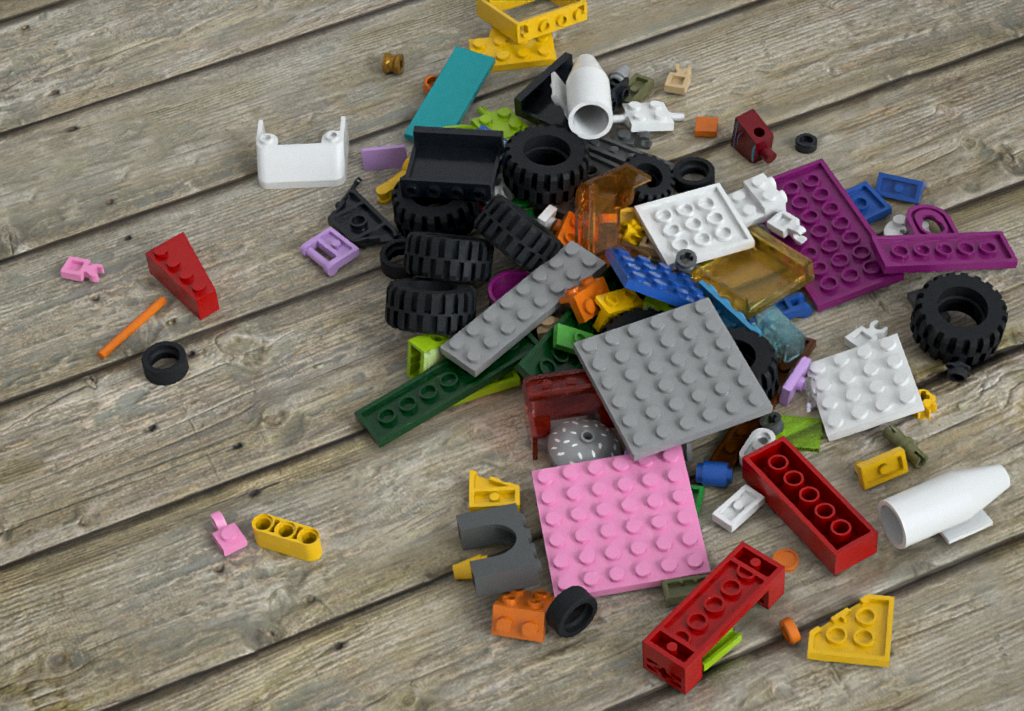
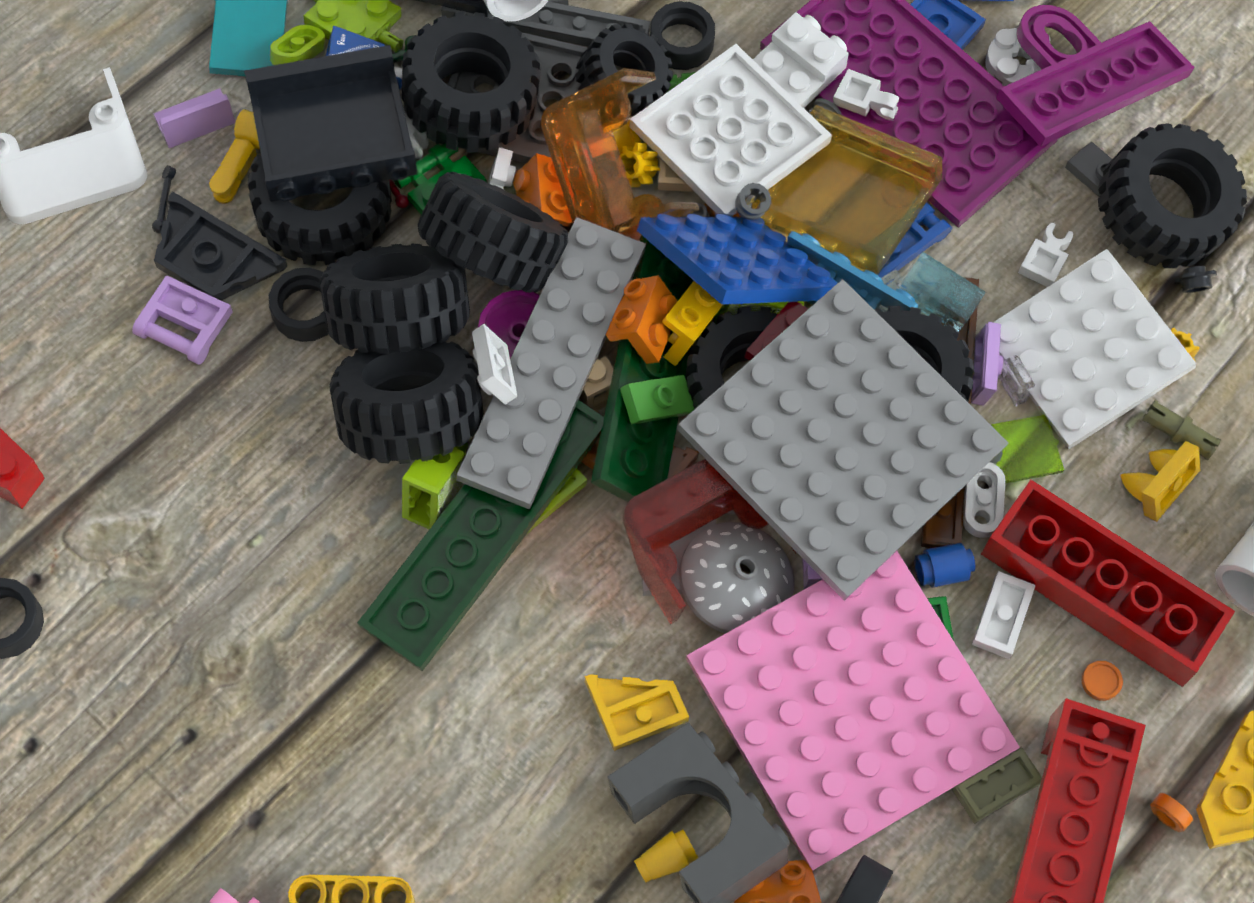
camera: 30 degrees left, 20 degrees up
(485, 295) = (493, 365): none -> white plate

